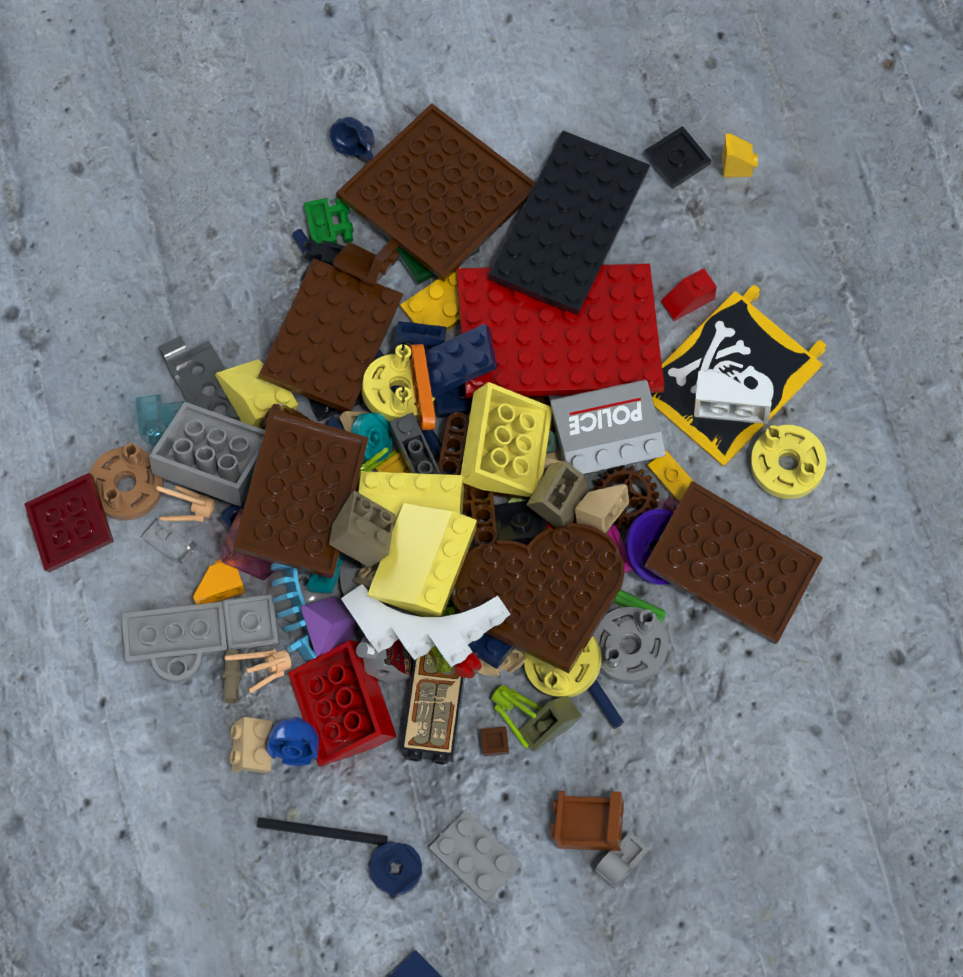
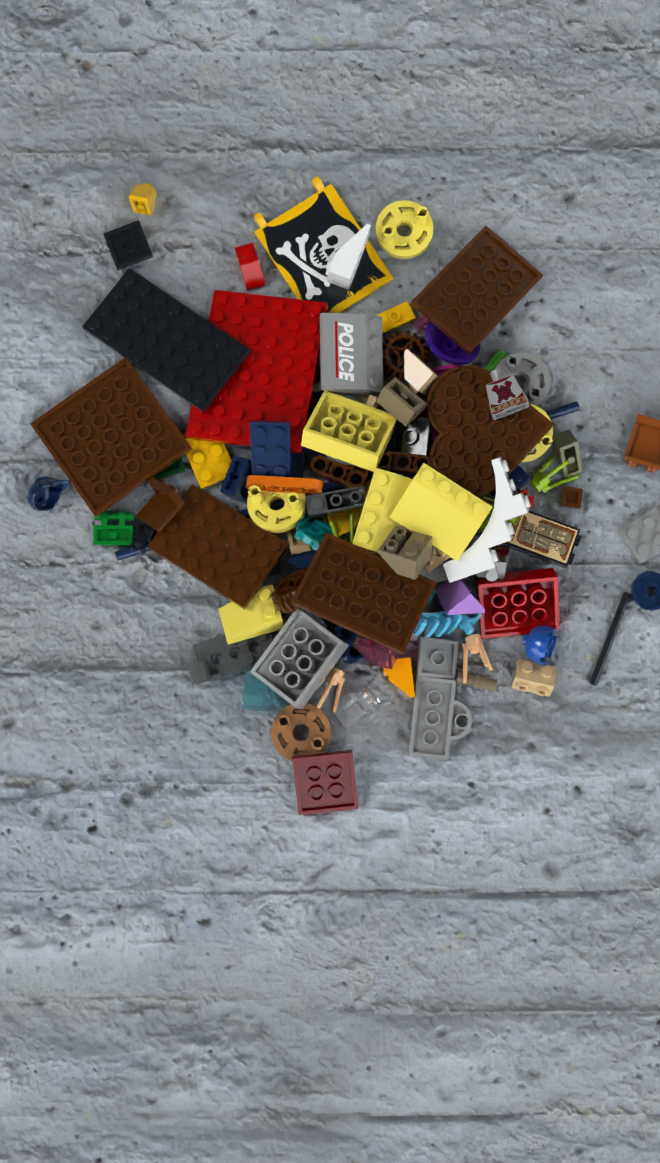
camera: 80 degrees left, 15 degrees up
(589, 602) = (505, 395): none -> torso

